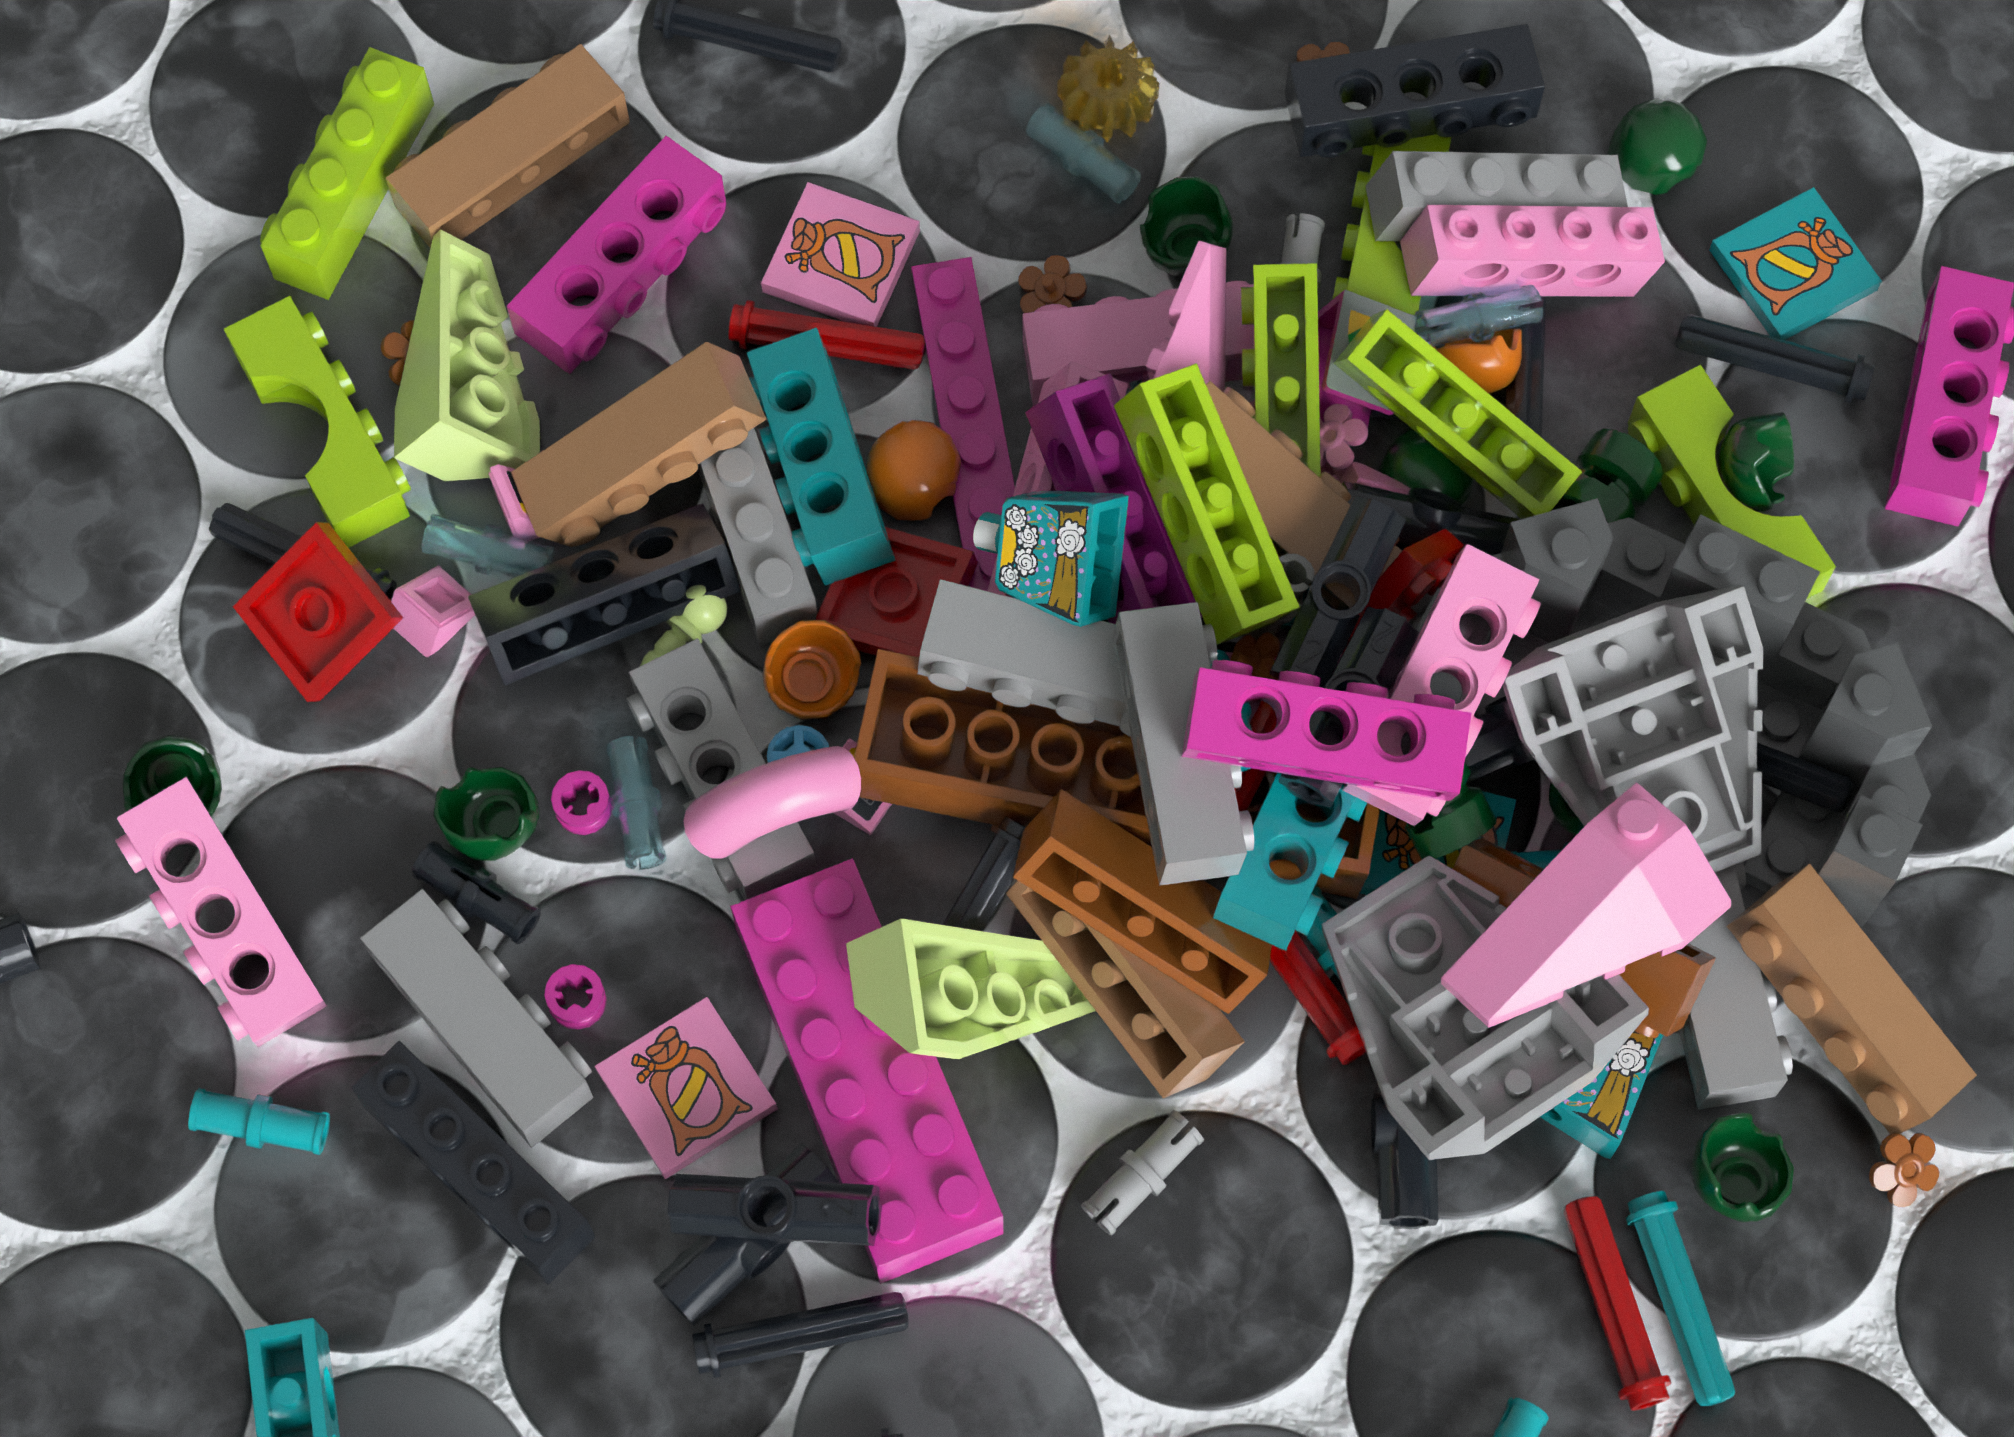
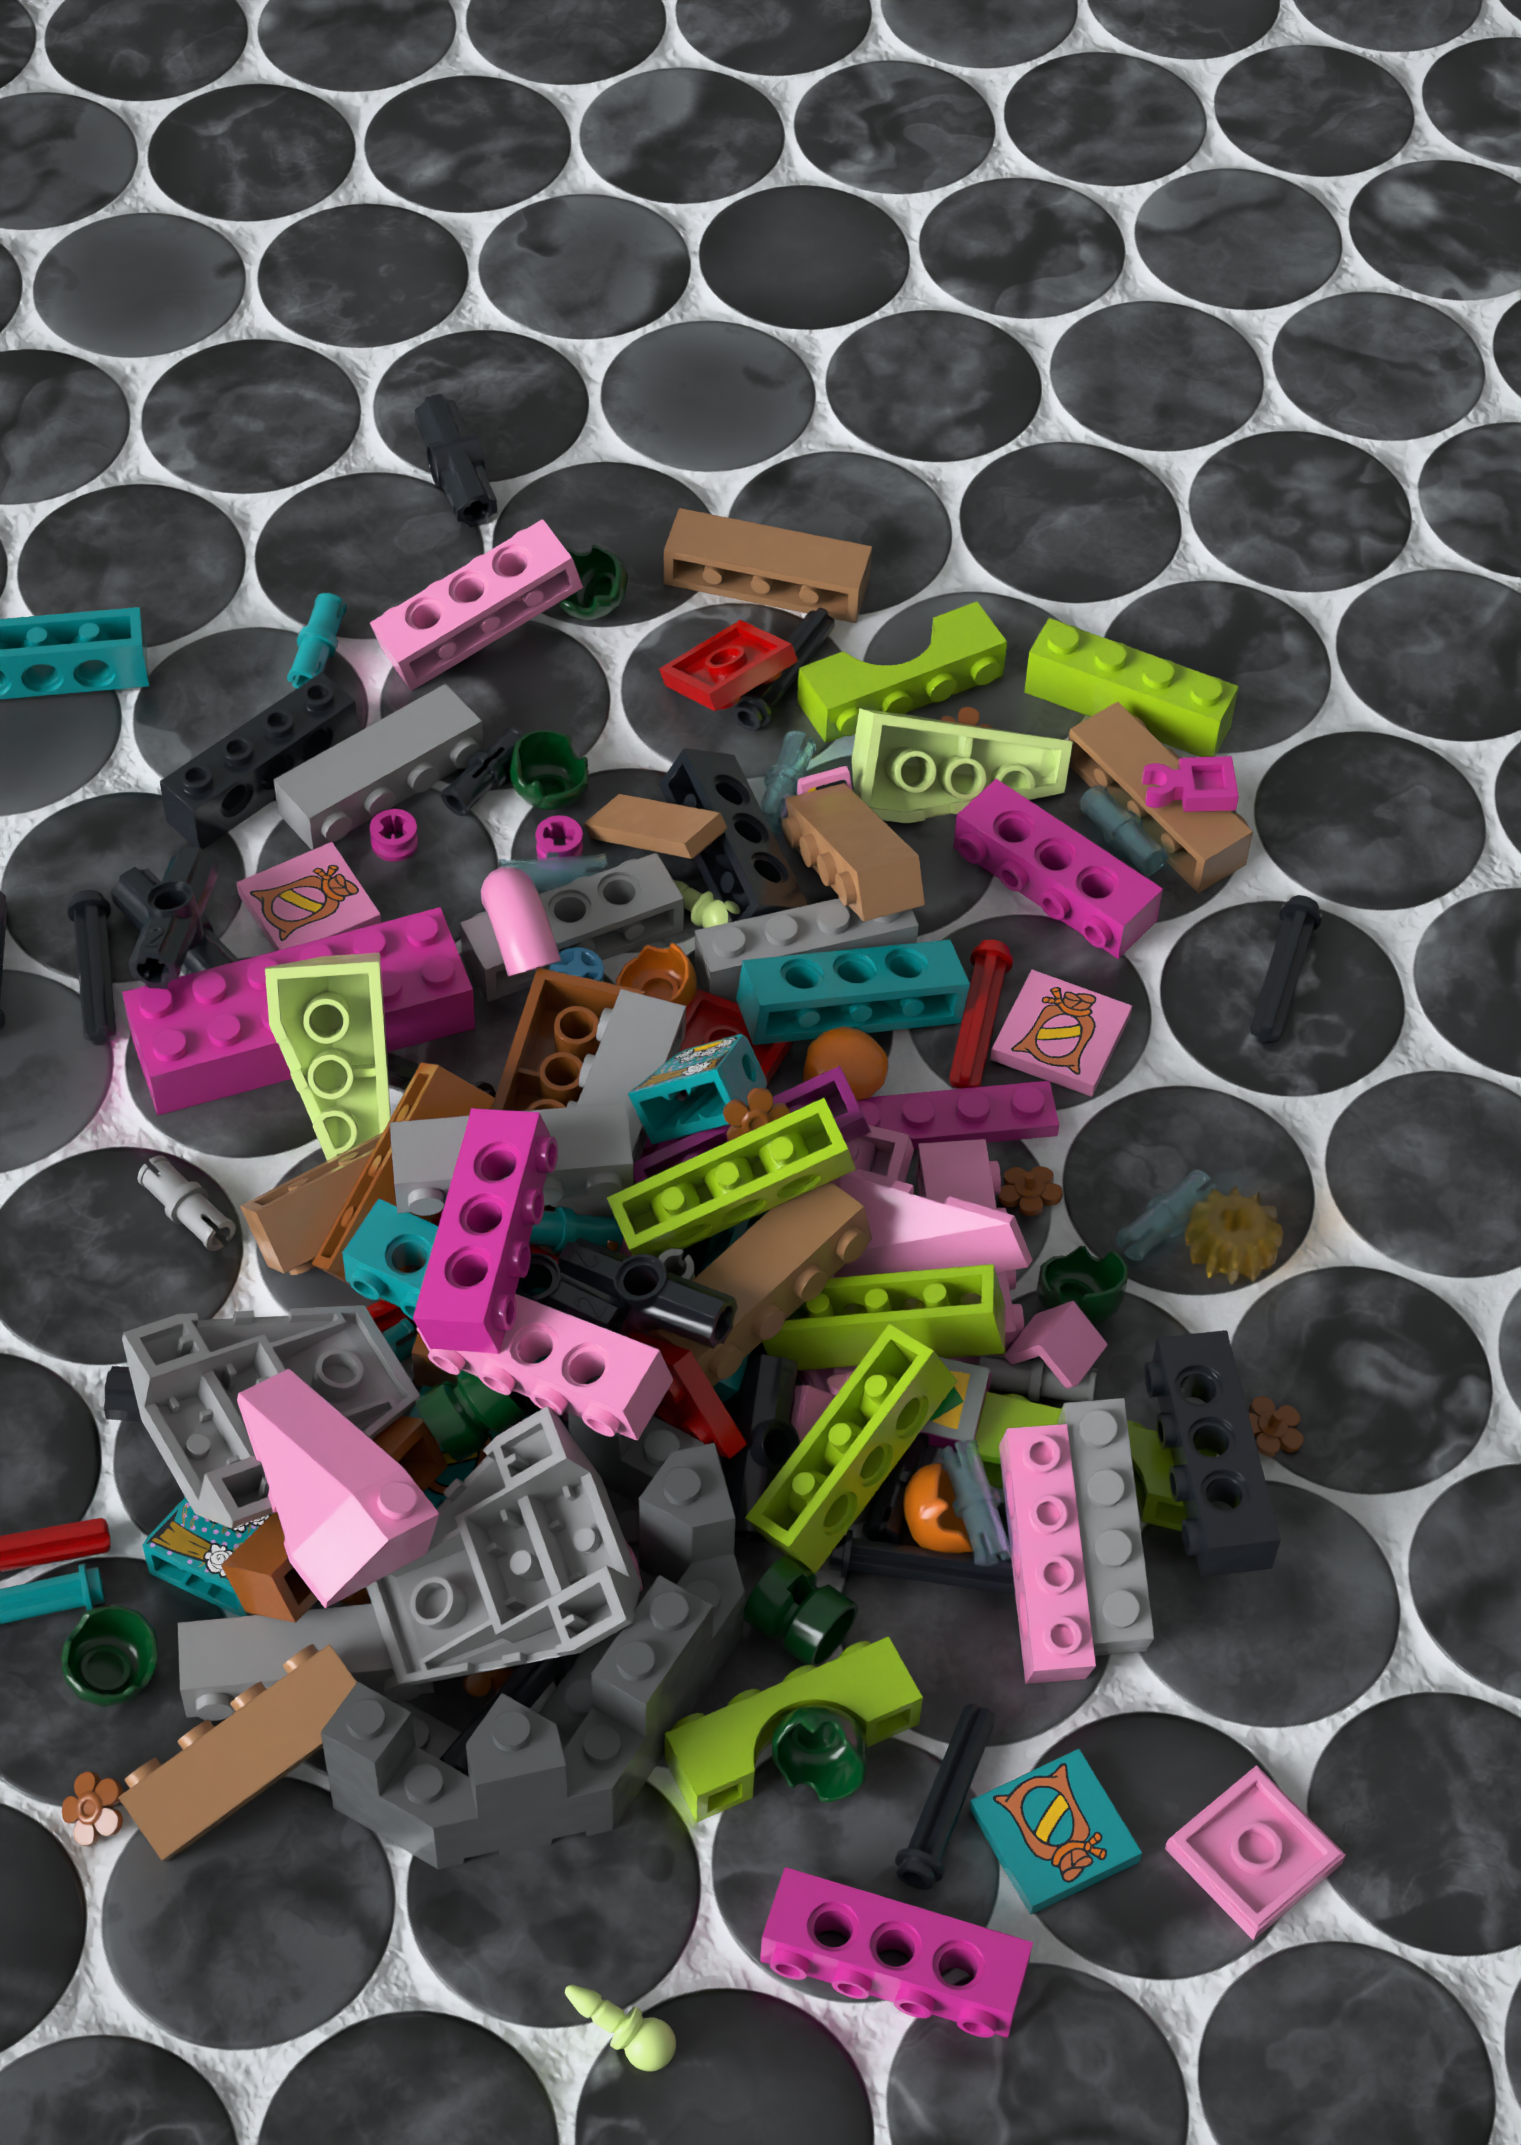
camera: 90 degrees right, 15 degrees down
(134, 581) = (767, 565): none -> medium nougat brick
(432, 610) = (747, 745): bright pink slope -> none
(528, 87) = (1198, 782): none -> dark pink plate
(555, 188) = (1123, 830): none -> clear light blue pin
(585, 677) = (656, 826): none -> medium nougat tile
(1127, 479) = (758, 1113): none -> dark orange plant
(1272, 237) = (1062, 1340): none -> bright pink panel
(1658, 145) = (1191, 1713): dark green hair -> none
(1790, 97) = (1255, 1852): none -> bright pink tile

